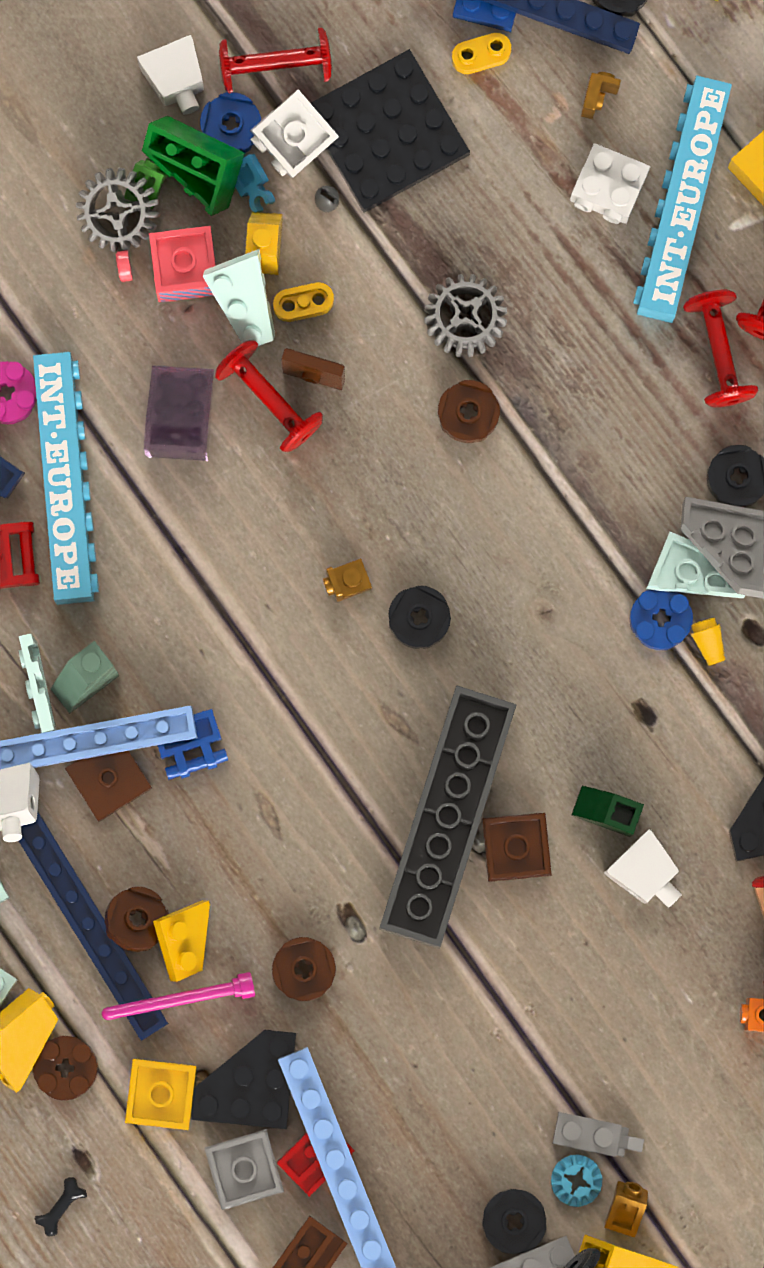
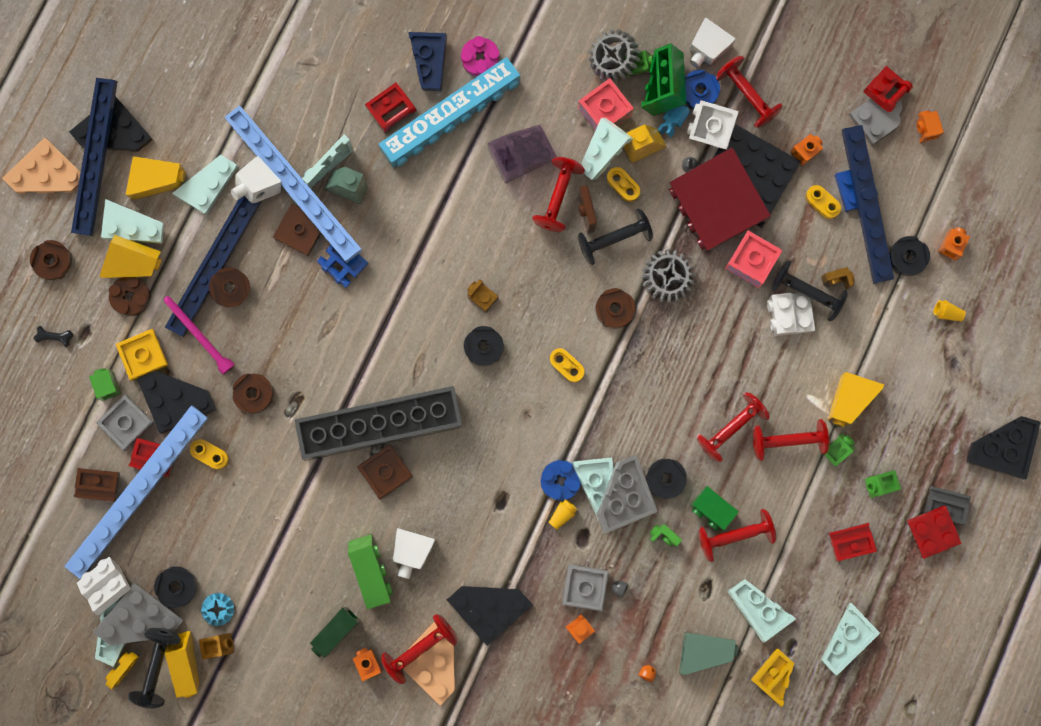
camera: 60 degrees right, 0 degrees up
(124, 266) = (586, 77): coral tile -> none
(173, 1168) = (104, 384): none -> bright green brick
(184, 939) = (232, 319): yellow wing -> none
(354, 1075) = (208, 454): none -> yellow plate
(377, 309) = (642, 225): none -> black hose
(398, 40) = (804, 154): none -> orange brick
(403, 187) = (719, 200): none -> dark red panel
(509, 189) = (753, 259): none -> coral container
(509, 520) = (568, 364): none -> yellow plate
(594, 1135) = (248, 605): light grey hinge -> none
(607, 810) = (433, 510): dark green slope -> none
(632, 119) = (810, 291): none -> black hose
(642, 941) = (369, 571): none -> bright green wedge
(683, 200) = (807, 359): medium azure brick -> none
(699, 1035) = (334, 632): none -> dark green slope

